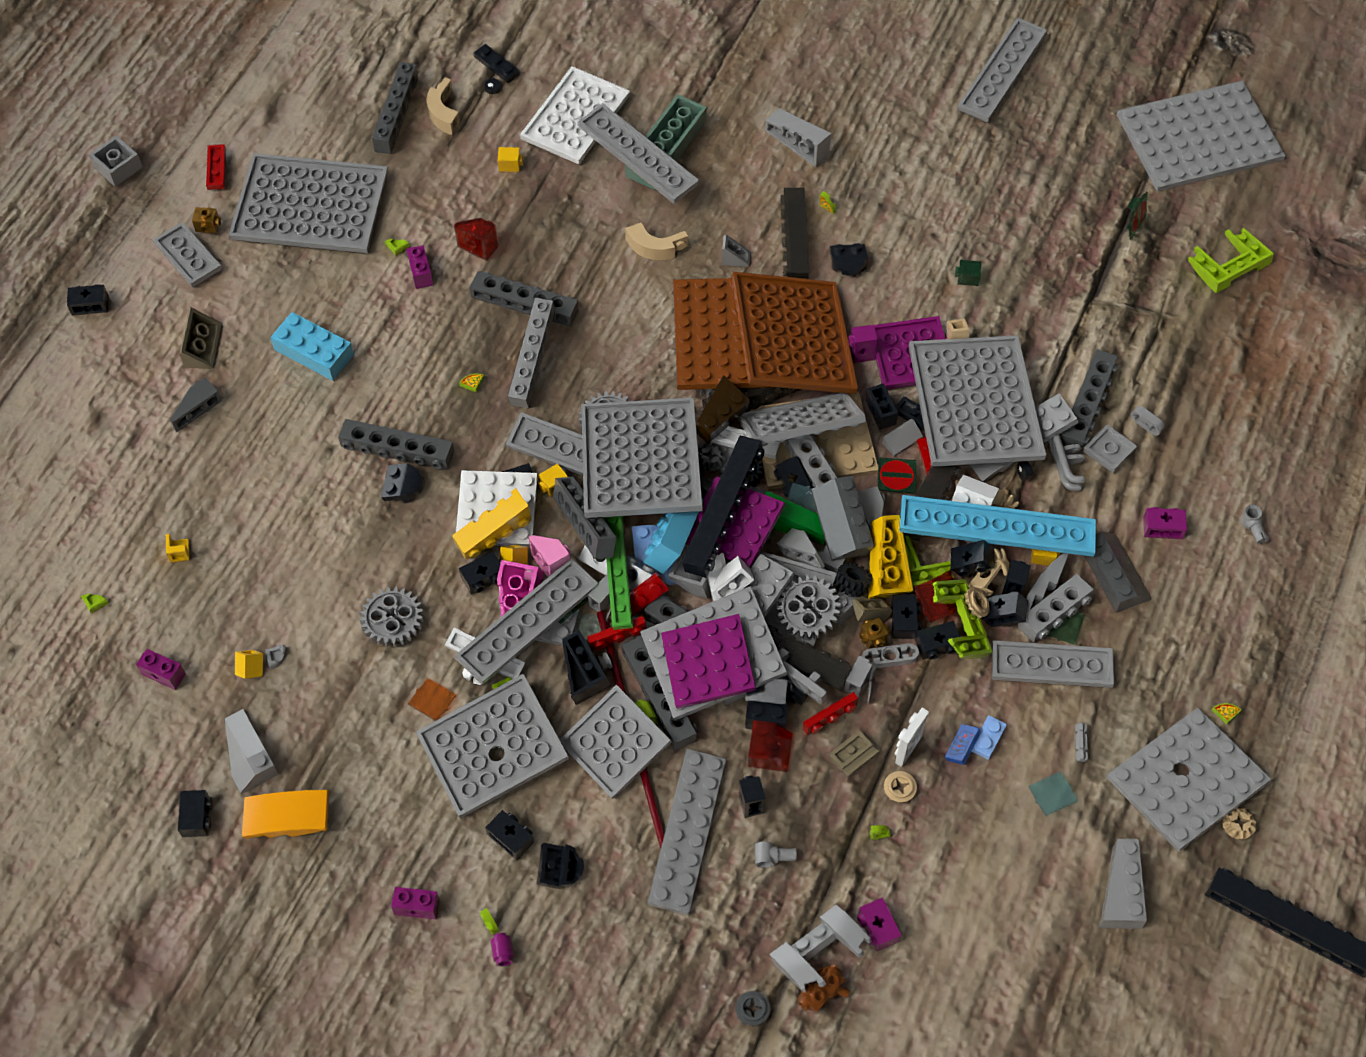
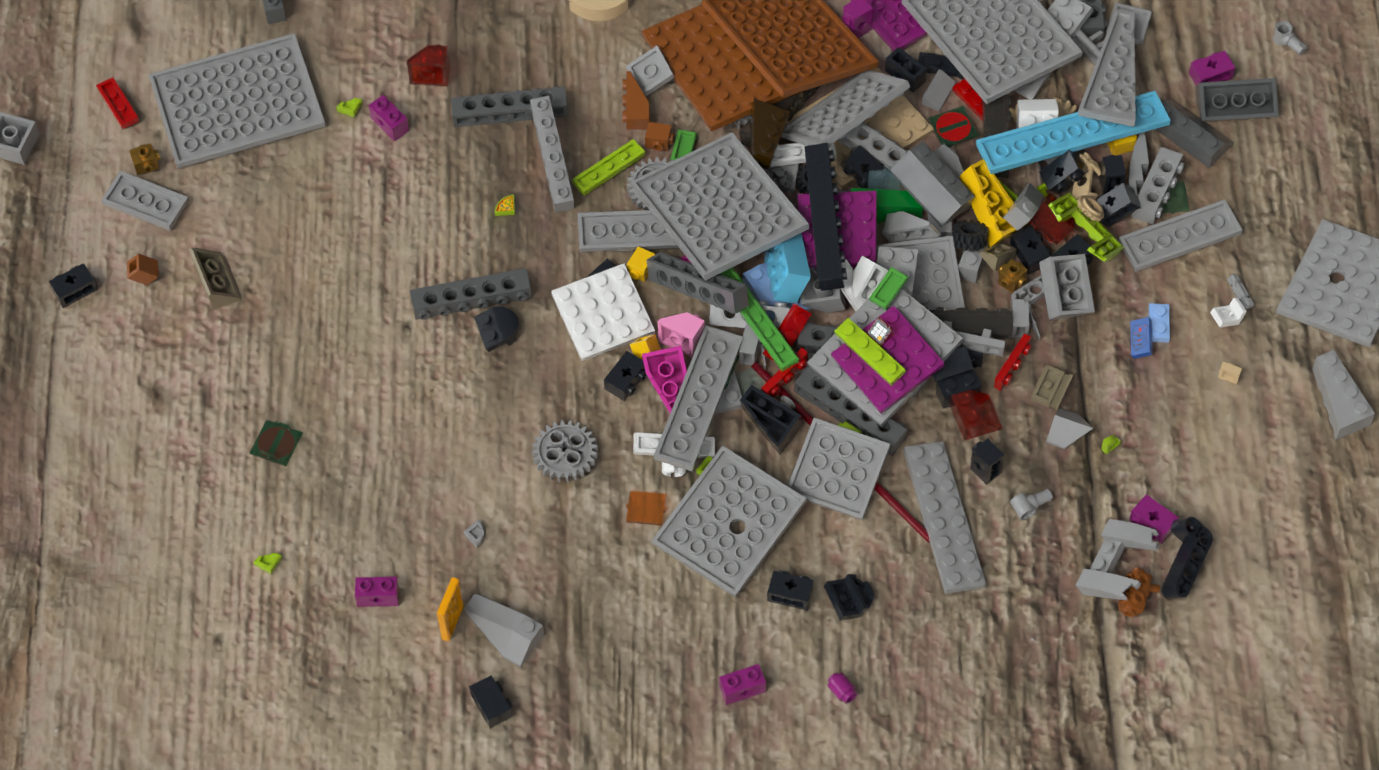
camera: 25 degrees left, 0 degrees up
(147, 309) = (142, 269): none -> dark orange brick
(164, 502) = (276, 442): none -> piece
(177, 549) = (319, 479): yellow panel -> none
(197, 401) = (250, 333): dark grey slope -> none
(203, 714) = (450, 609): none -> light orange tile
(248, 664) = (456, 551): yellow panel -> none
(285, 813) = (576, 663): light orange slope -> none
(312, 346) = (330, 236): medium azure brick -> none
(489, 921) = (816, 670): lime tile -> none
(493, 525) = (615, 326): yellow wedge -> none
(576, 384) = (608, 167): none -> lime plate
(629, 343) = (637, 106): none -> dark orange slope
(633, 376) = (658, 136): none -> dark orange brick
(653, 391) = (683, 144): none -> bright green tile
(659, 317) = (651, 70): none -> light grey plate
(693, 647) = (869, 351): none -> lime plate
(710, 633) = (880, 332): none -> slope
(743, 596) = (888, 288): none -> bright green tile
(759, 1001) = (1087, 628): dark grey gear -> none
(796, 619) = (939, 292): light grey gear -> none
(846, 798) = (1066, 428): none -> light grey slope
(865, 999) = (1195, 545): none -> black beam
(903, 779) = (1107, 390): tan gear -> none
(910, 737) = (1096, 348): white plate -> none
(916, 574) = (1024, 207): none -> light grey slope
(916, 665) = (1066, 286): none -> light grey slope
(1024, 470) = (1064, 75): black tile -> none
(1029, 815) = (1230, 372): none -> tan plate
(1052, 793) = (1238, 346): clear light blue piece -> none
(1056, 498) = (1112, 82): none -> light grey wing
(1058, 759) = (1229, 314): none -> white bracket
(1173, 560) = (1237, 99): none -> dark grey slope
(1226, 711) = (1347, 212): tile -> none

